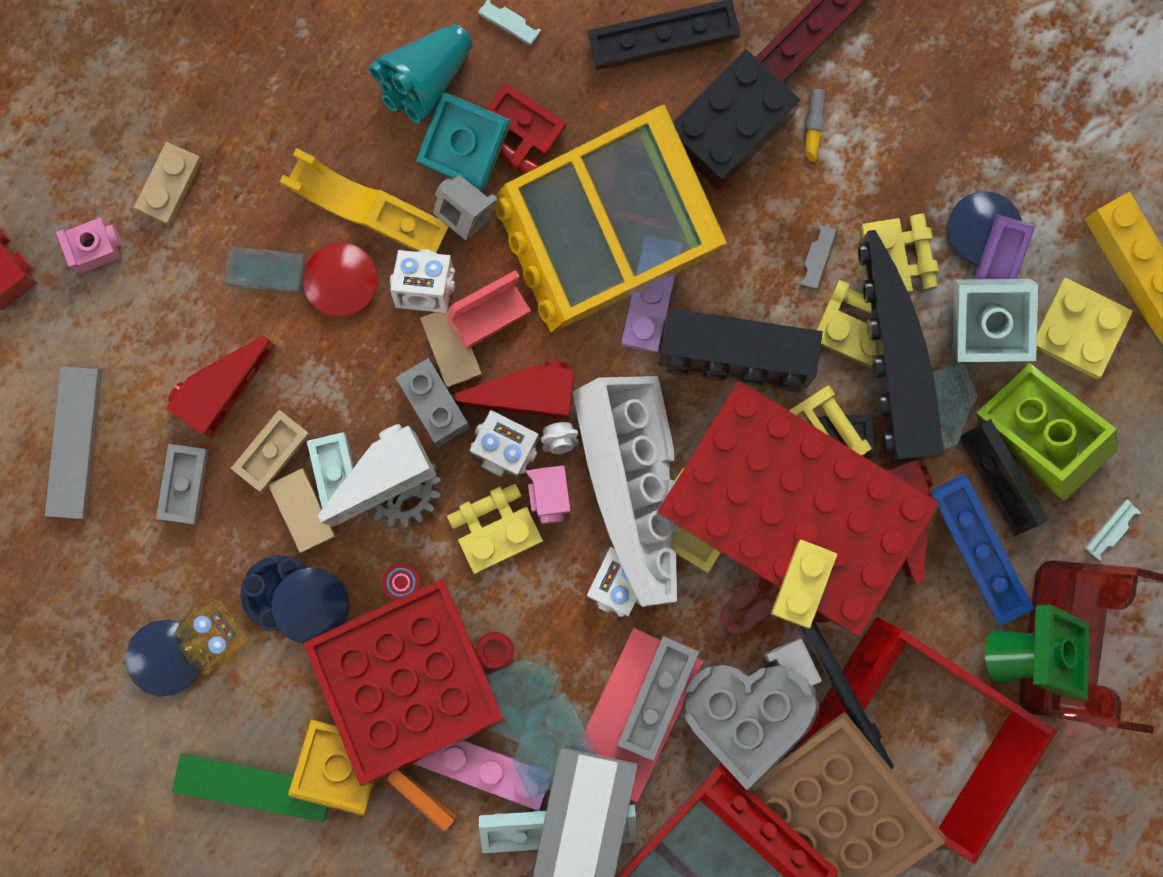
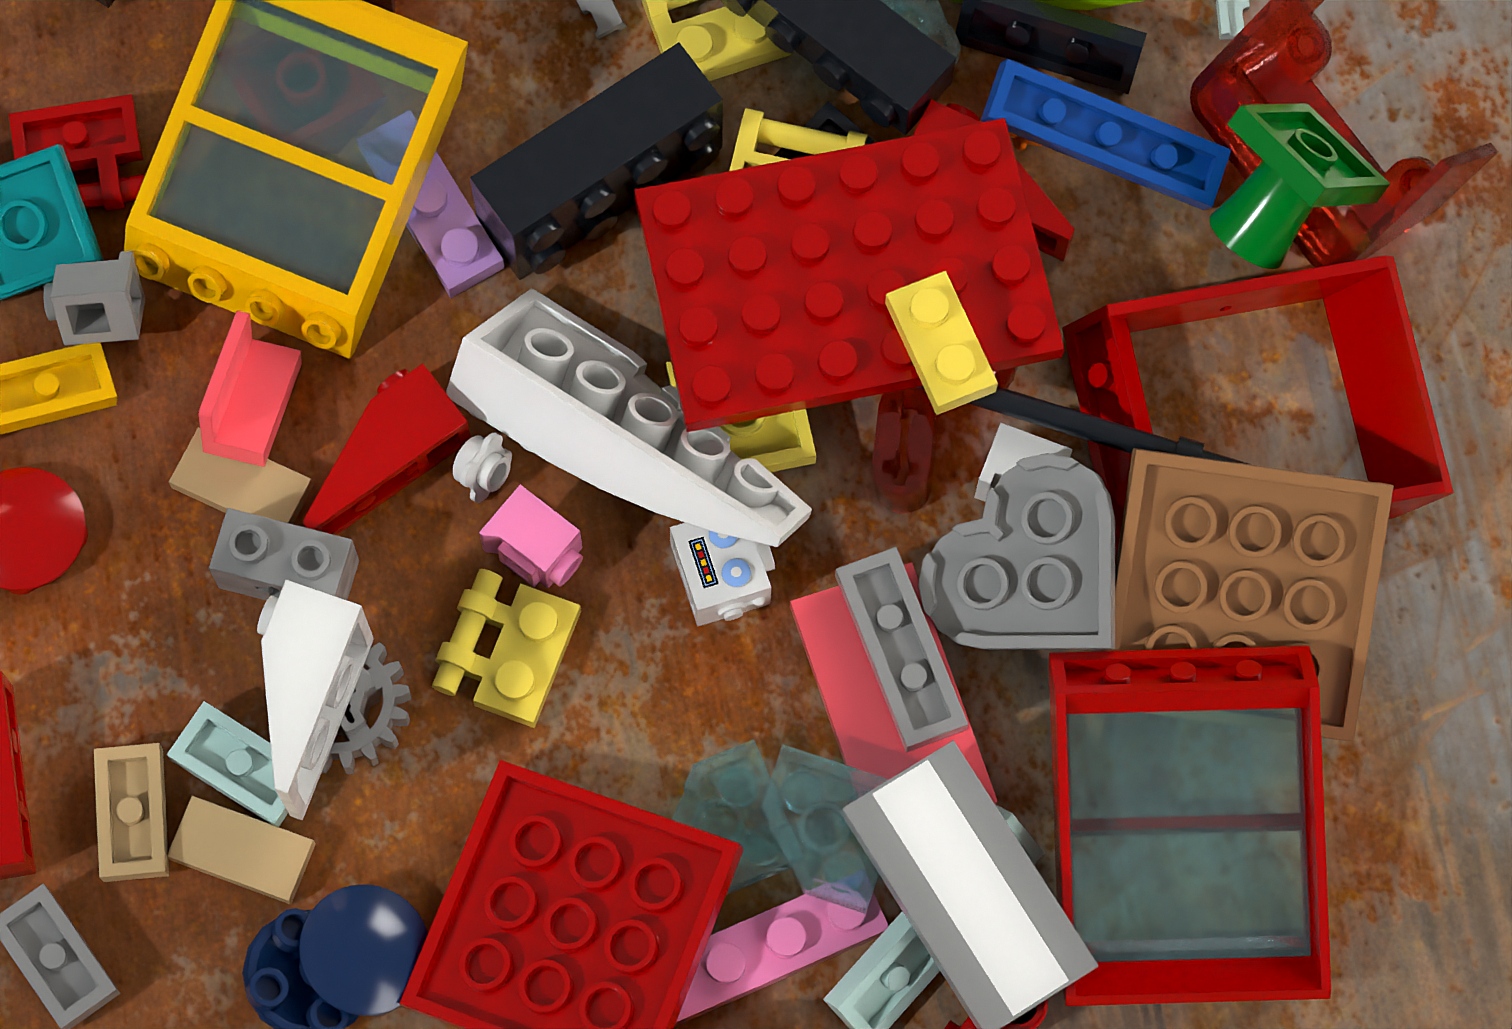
camera: 50 degrees left, 10 degrees down
(400, 580) = (449, 817): red tile -> none
(422, 281) = (131, 431): white head -> none
(495, 650) = (650, 787): red tile -> none
(504, 445) = (422, 534): white head -> none

